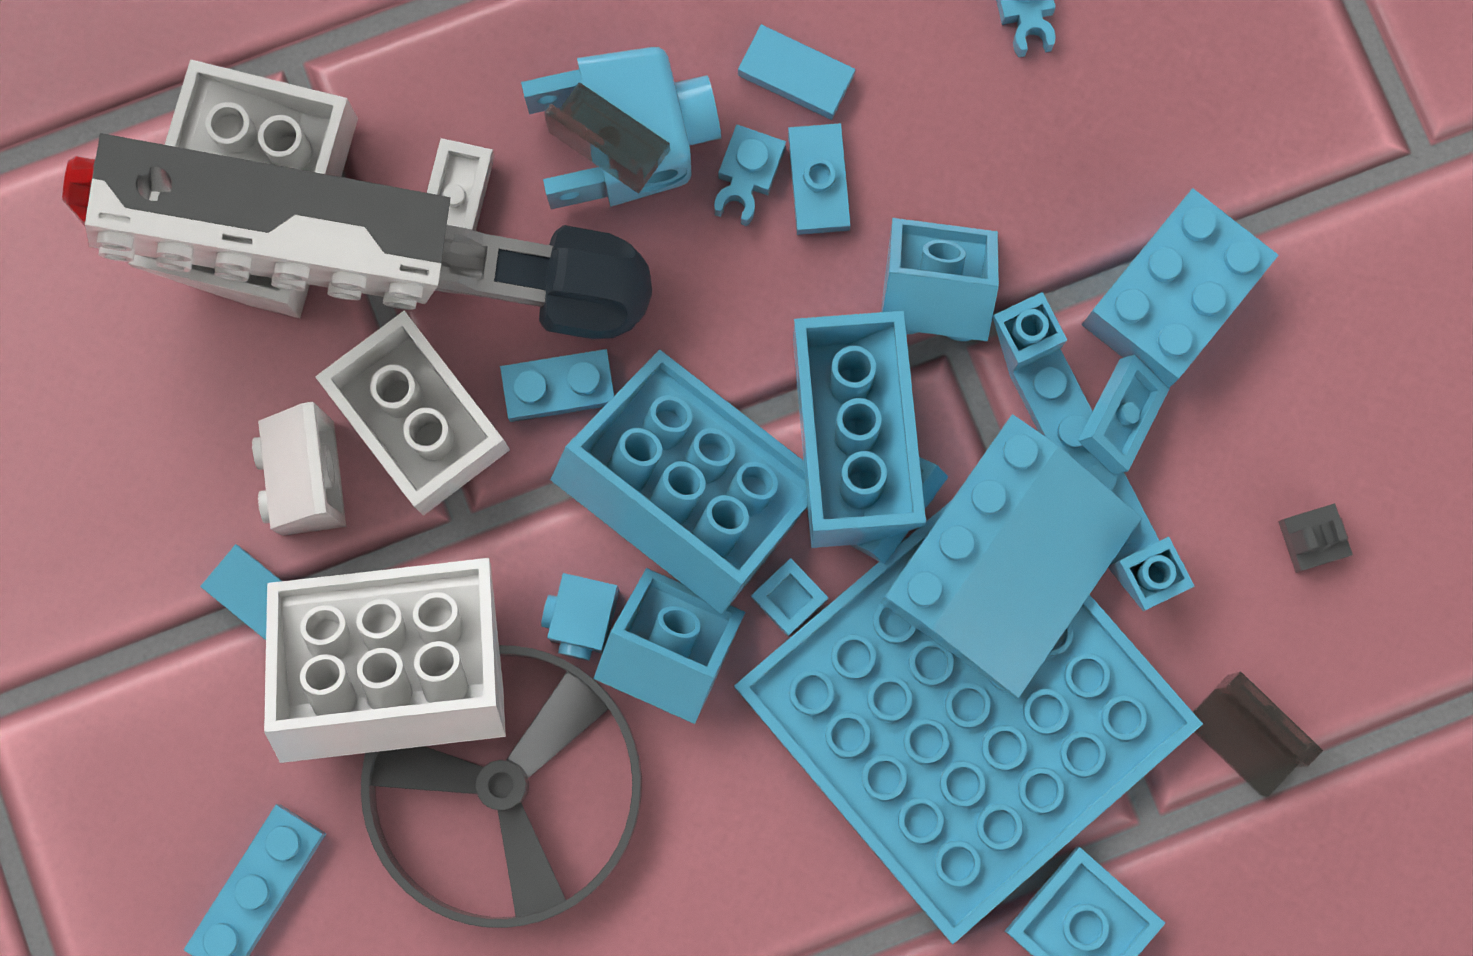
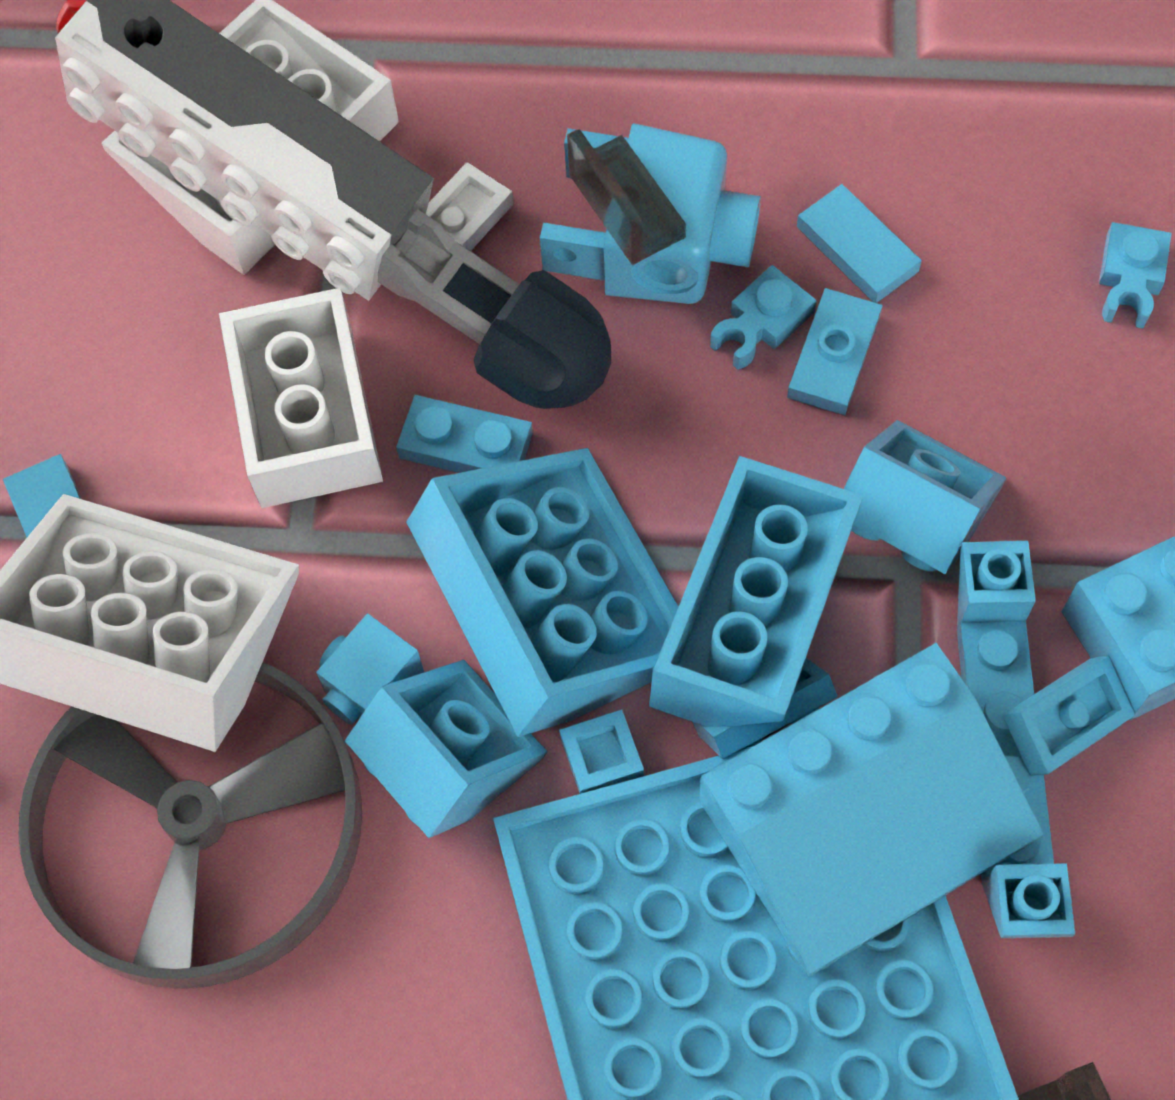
camera: 30 degrees right, 15 degrees down
(299, 471) = (162, 407): white slope -> none

